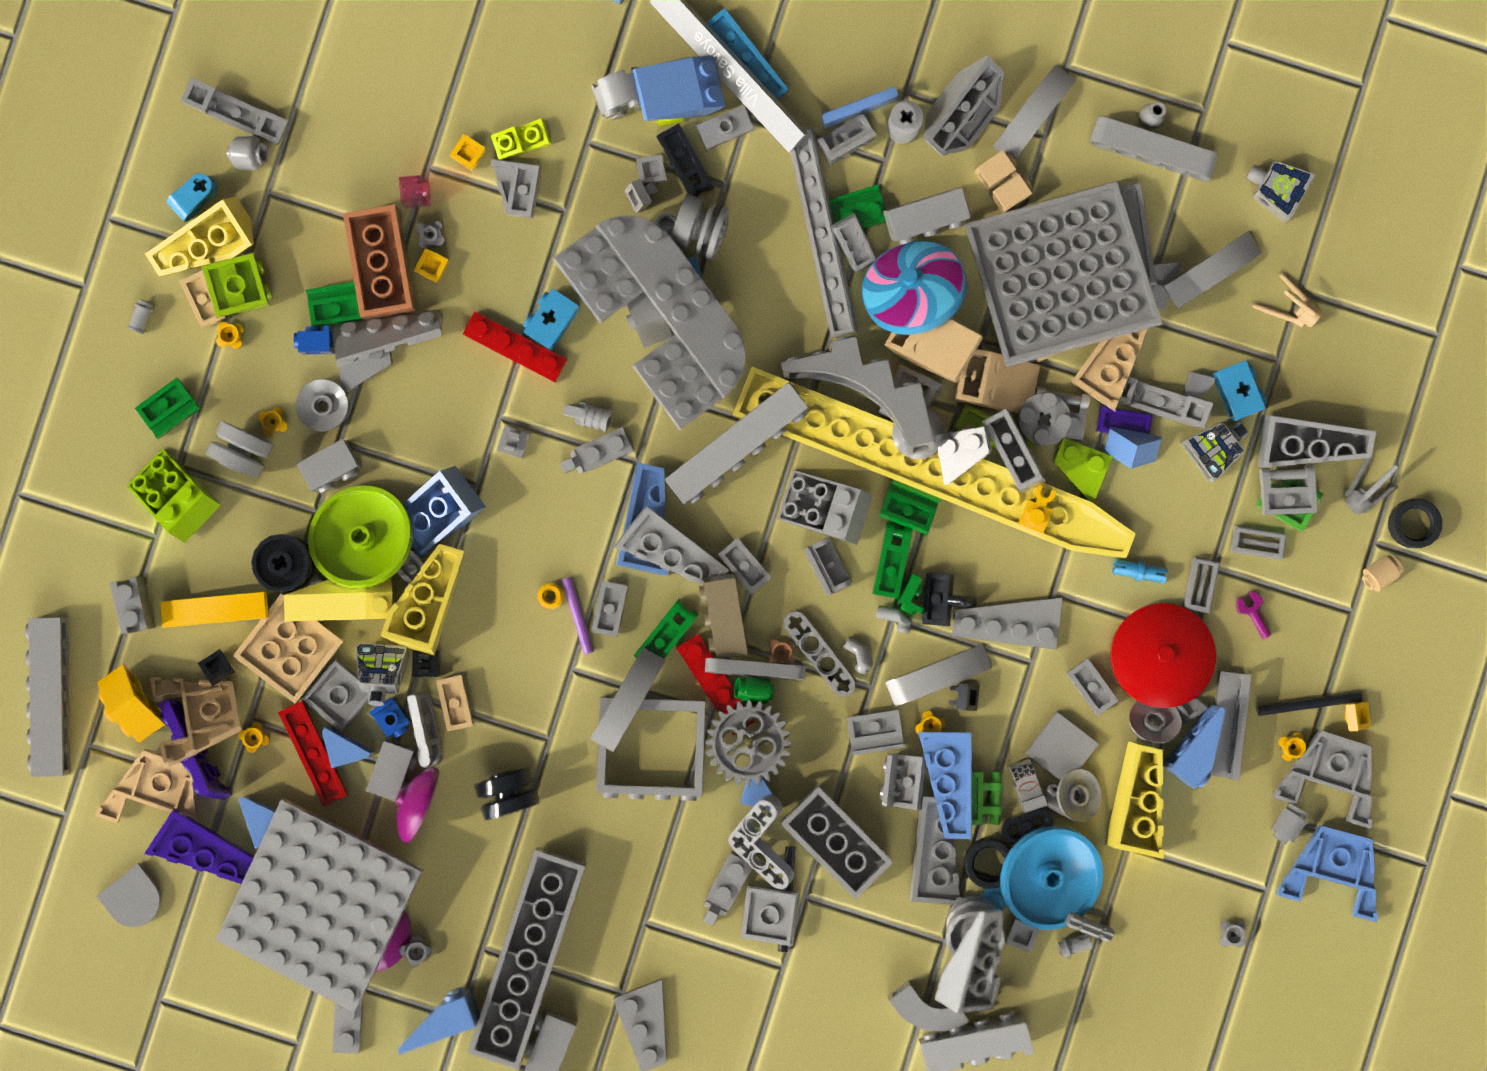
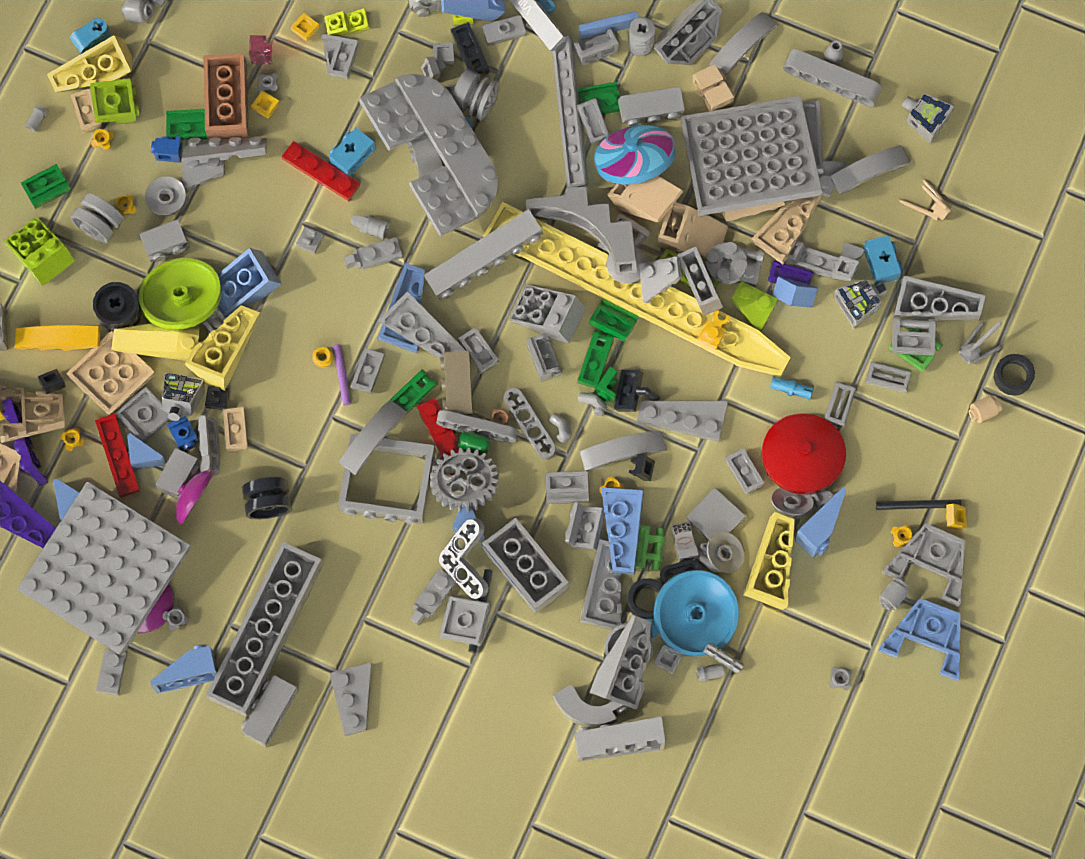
camera: 10 degrees right, 15 degrees down
(1233, 696) = (851, 513): light grey fence -> none
(1253, 612) = (879, 428): magenta bar -> none

